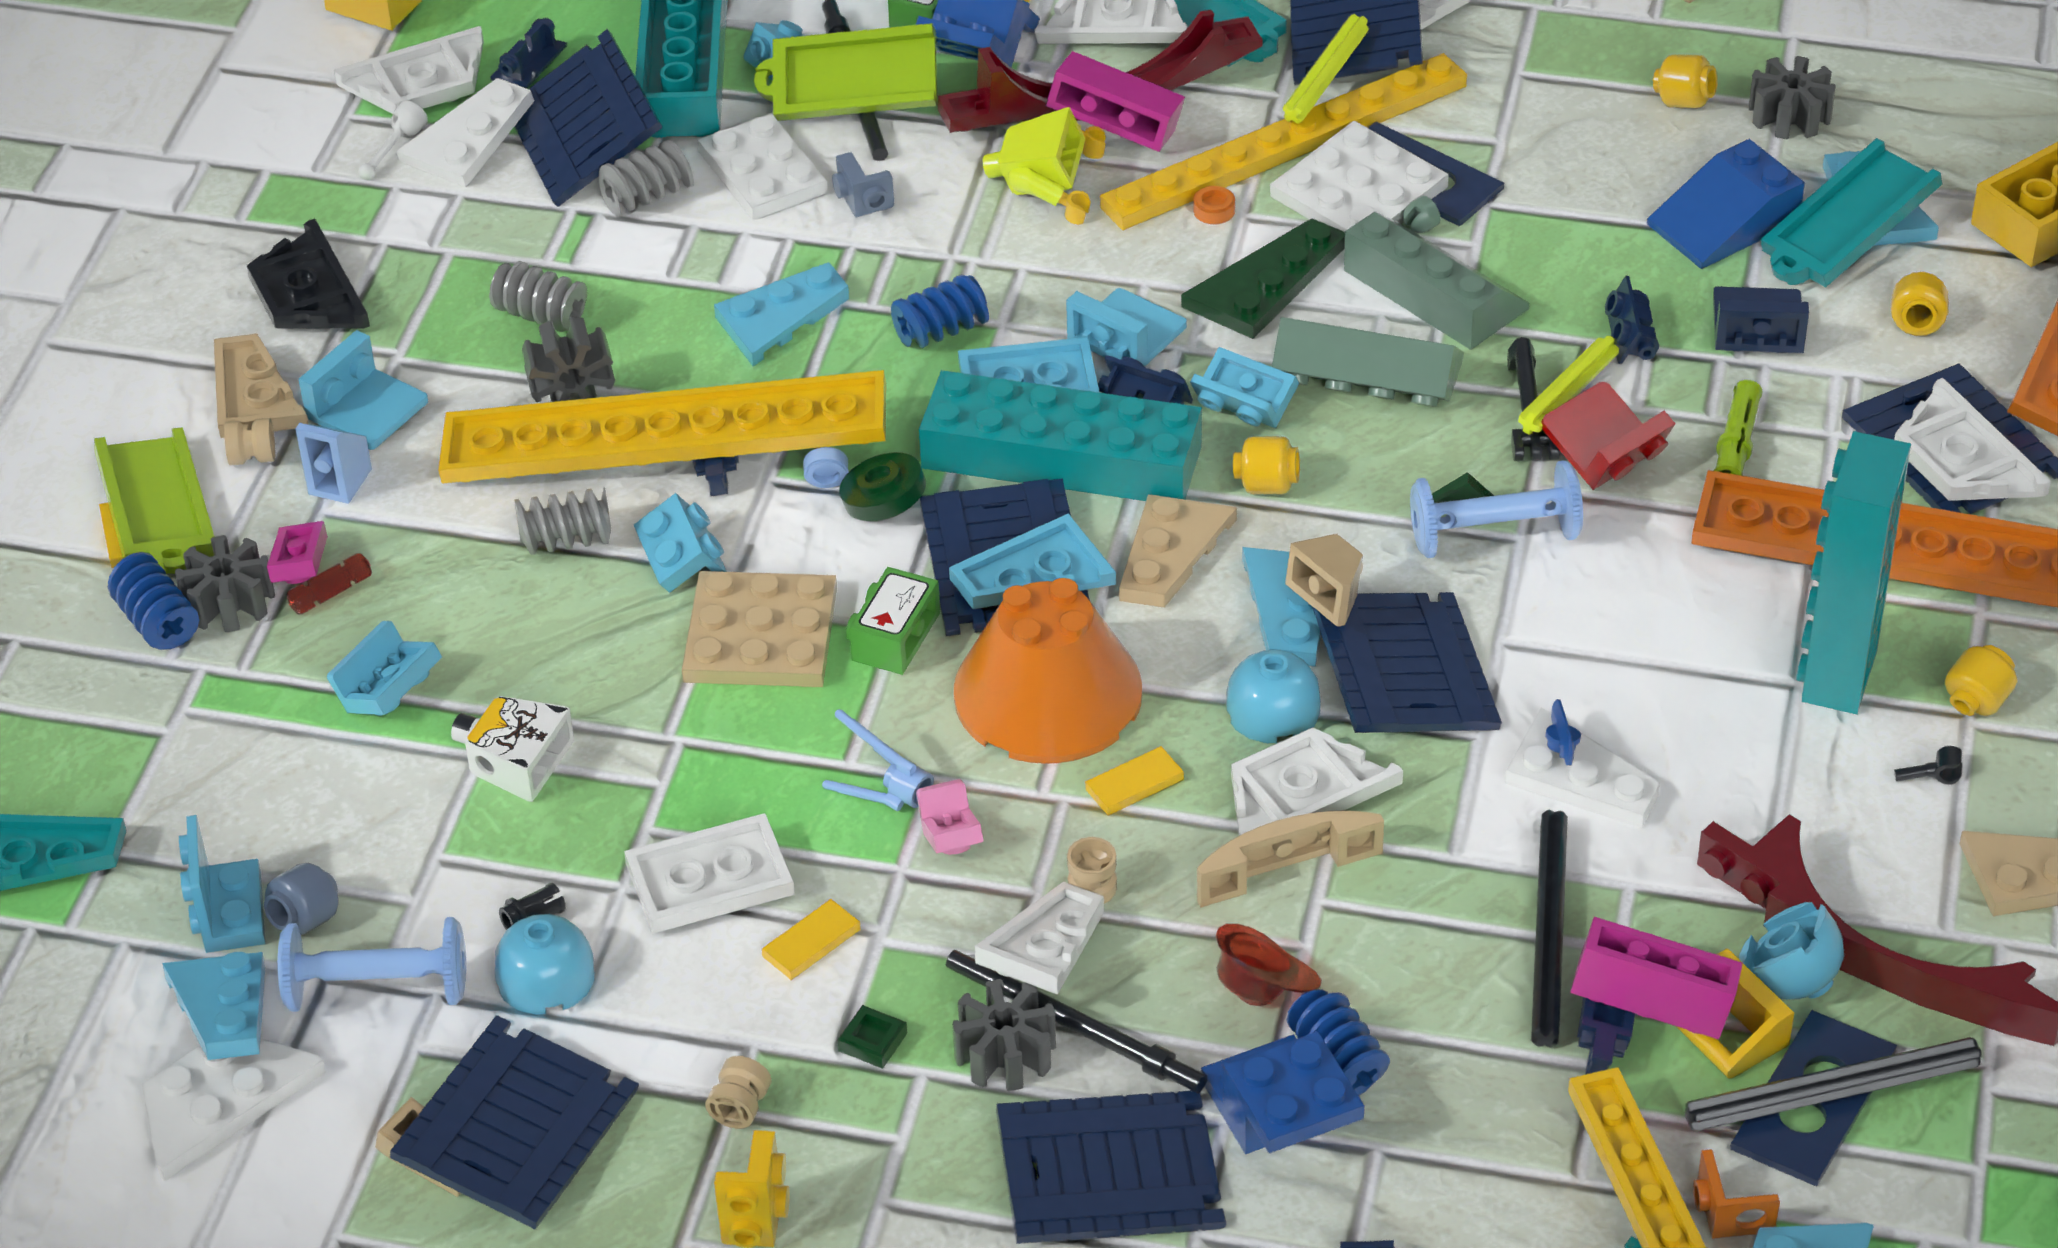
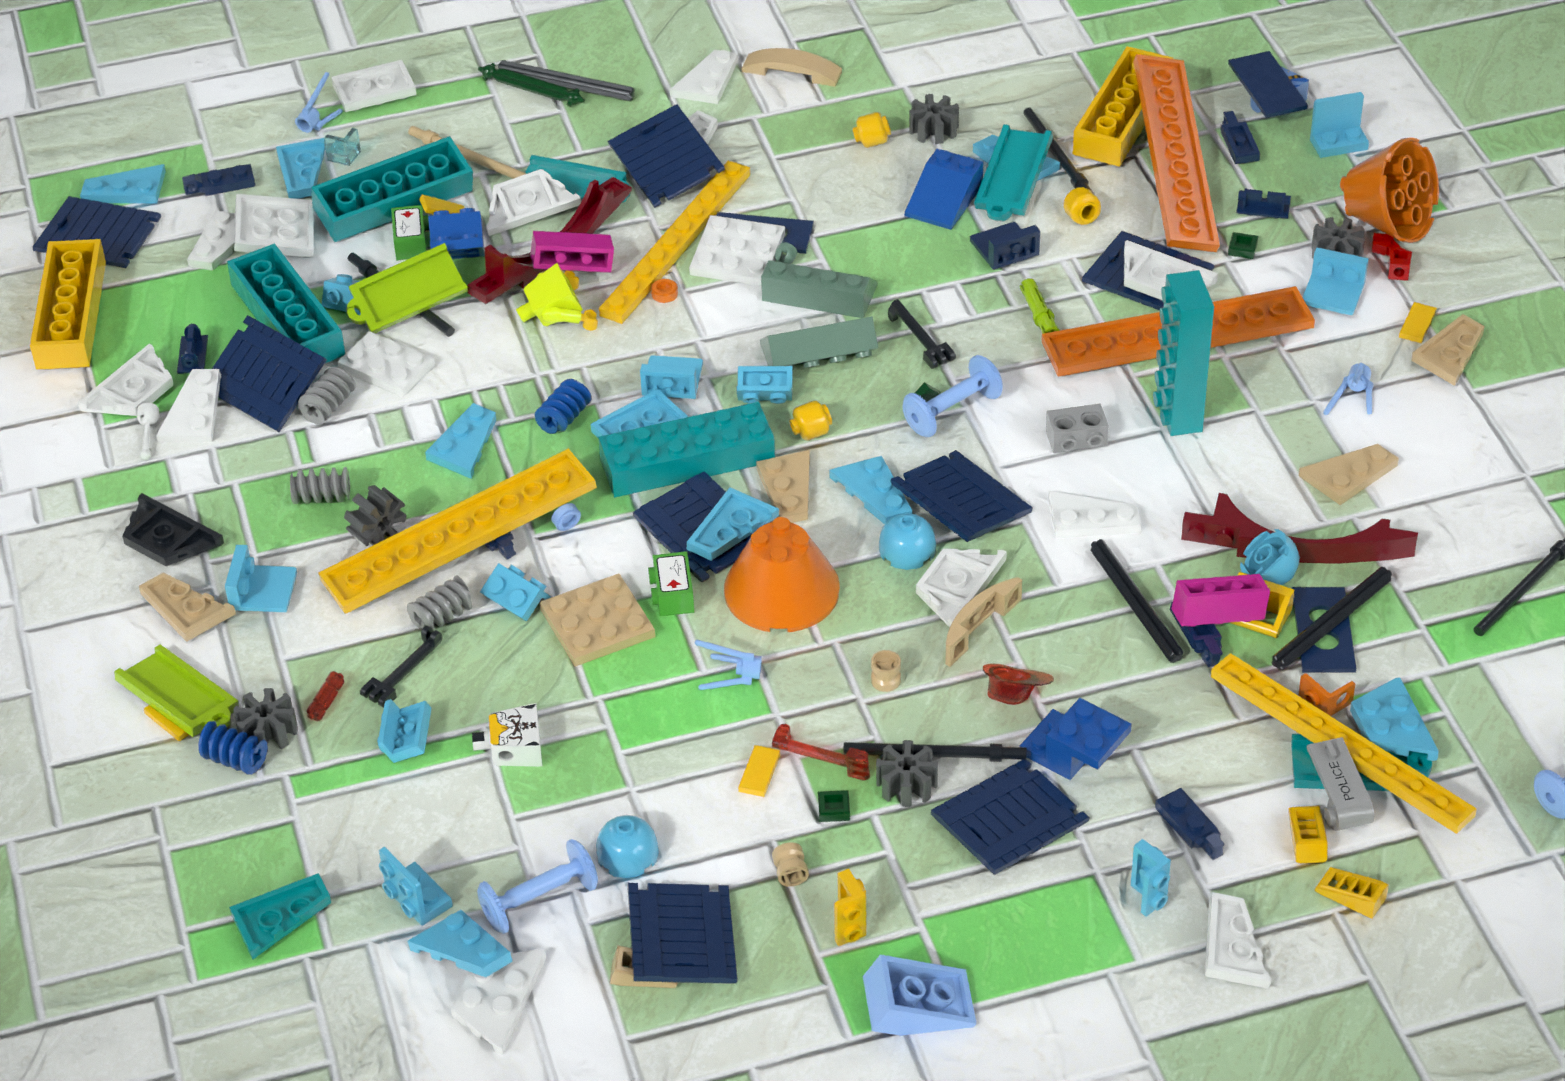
camera: 30 degrees left, 0 degrees up
(245, 441) = (209, 636): tan wheel -> none
(297, 552) = (297, 684): dark pink plate -> none
(301, 897) = (461, 871): sand blue head -> none
(333, 461) = (276, 627): light blue slope -> none
(405, 609) = (383, 691): none -> black hinge
(532, 905) = (595, 821): black pin -> none
(709, 873) = (679, 759): white plate -> none
(862, 192) = (457, 355): sand blue bracket -> none
(882, 486) = (607, 514): dark green piece -> none
(942, 981) = (854, 760): none -> clear red hinge
(947, 817) = (788, 678): bright pink bracket -> none
(1044, 938) = (893, 714): white wing -> none
(1131, 377) = (696, 402): dark blue hinge -> none
(1134, 780) = (865, 616): yellow piece -> none
(1266, 281) = (725, 322): dark green wing -> none
(1325, 69) = (676, 191): neon yellow axle -> none
(1326, 575) = (898, 464): tan slope -> none
(1343, 1033) = (1064, 695): blue piece -> none
(1561, 736) = (1074, 499): blue piece -> none
(1569, 382) = (936, 316): neon yellow axle -> none
(1604, 435) = (975, 336): bracket -> none
(1631, 322) = (939, 272): dark blue hinge -> none
(1654, 630) = (1077, 428): none -> light grey brick
(1946, 768) = (1267, 440): black hand -> none
(1949, 264) = (1077, 179): none -> black bar
(1981, 680) = (1255, 389): yellow head -> none

